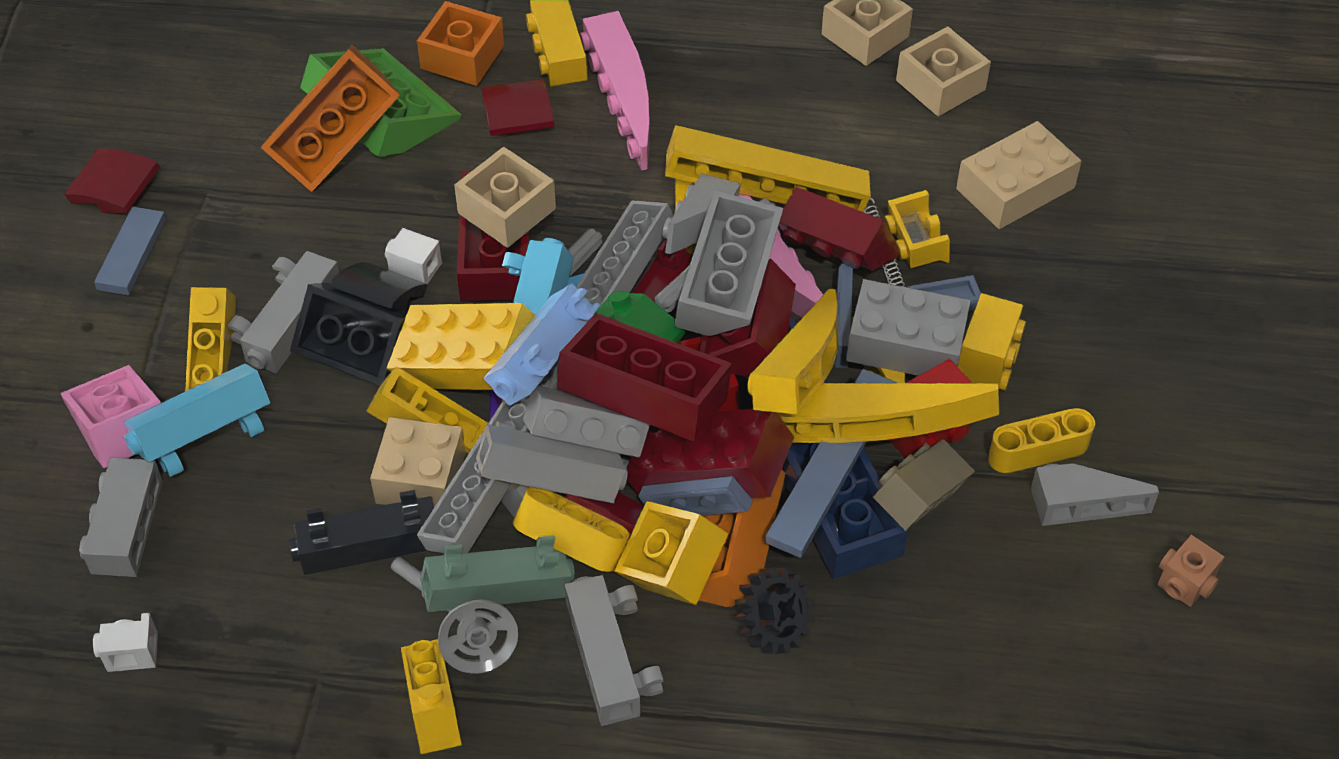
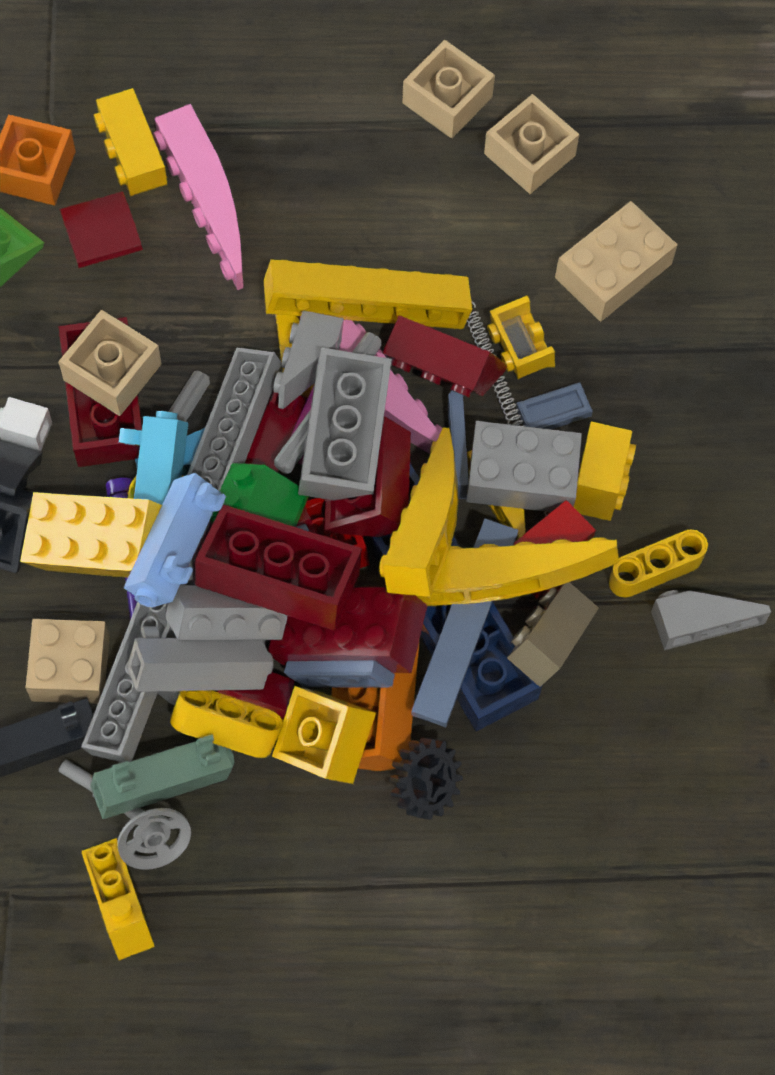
camera: 10 degrees left, 15 degrees up
(410, 399) = (57, 598): yellow slope -> none
(602, 650) = (270, 832): light grey brick -> none

